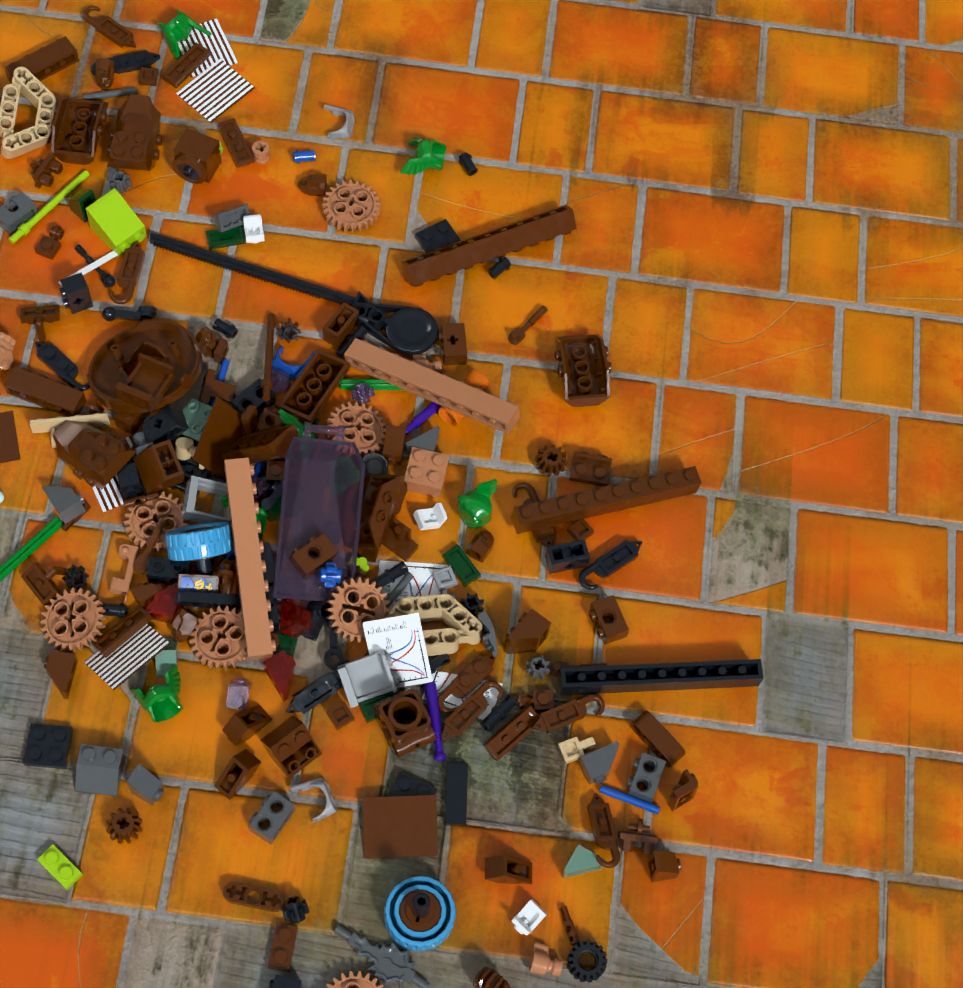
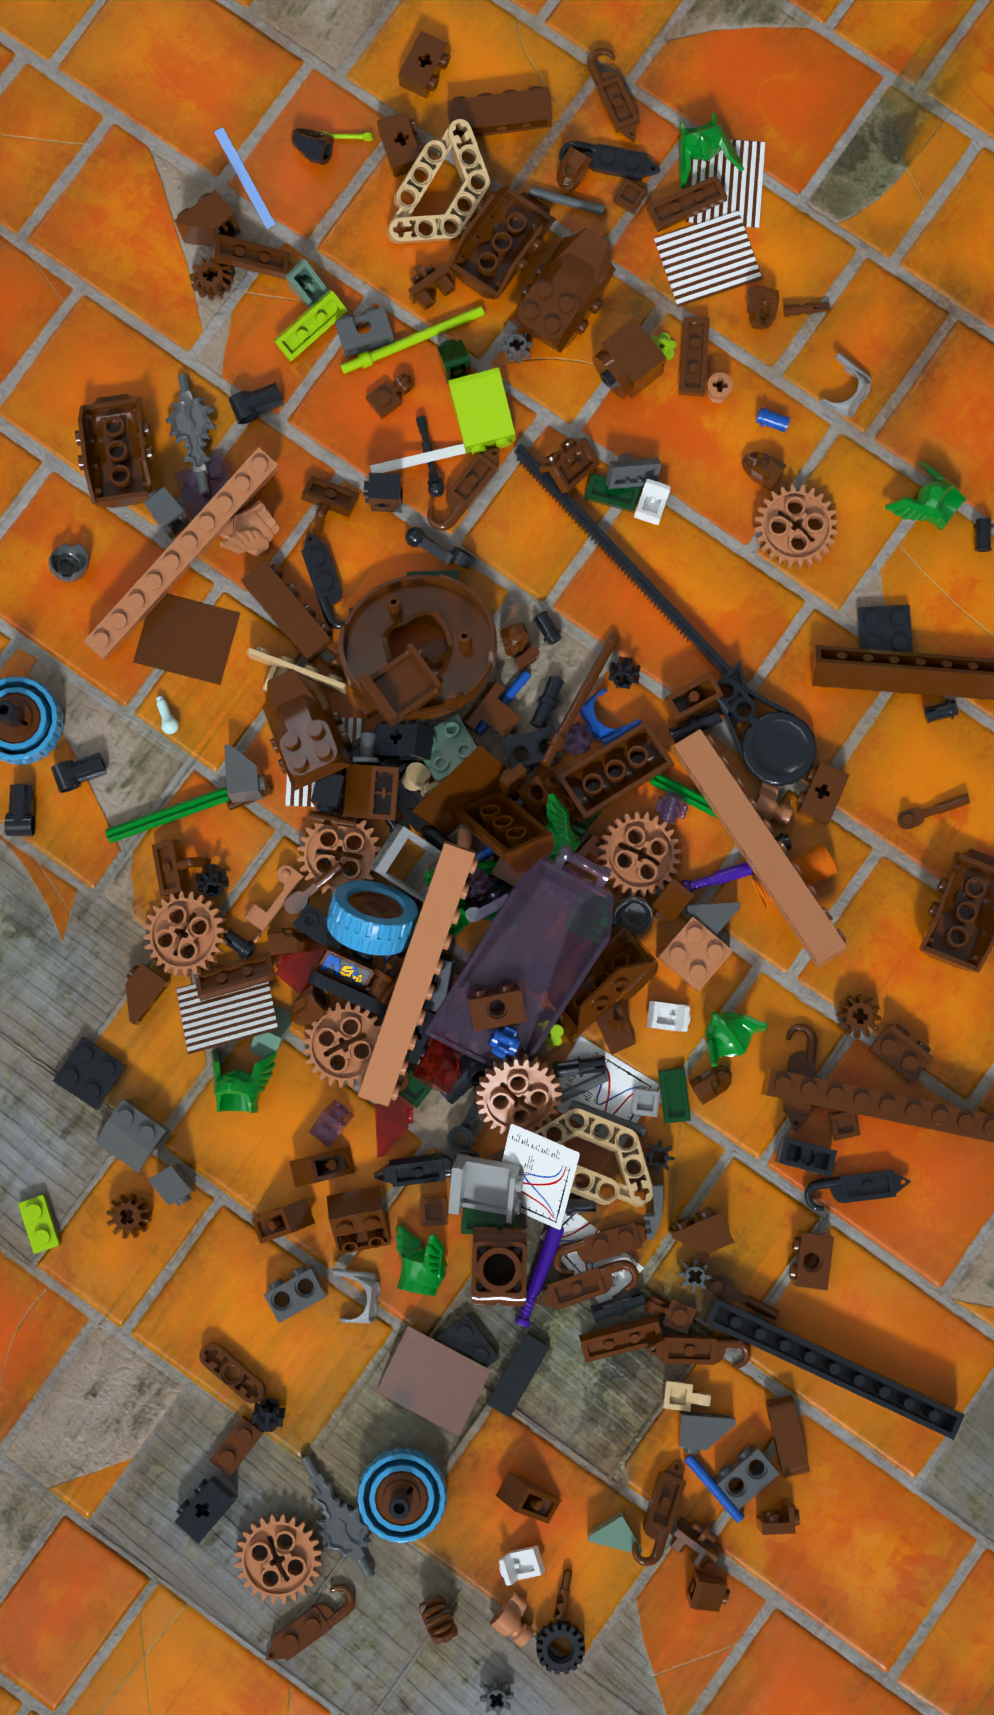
camera: 40 degrees right, 20 degrees up
(190, 228) = (570, 463): none -> reddish brown bracket
(248, 369) = (547, 702): none -> black pin
(262, 98) = (762, 306): none -> reddish brown rock
(292, 91) = (796, 309): none -> reddish brown pin
(350, 751) = (421, 1267): none -> green helmet

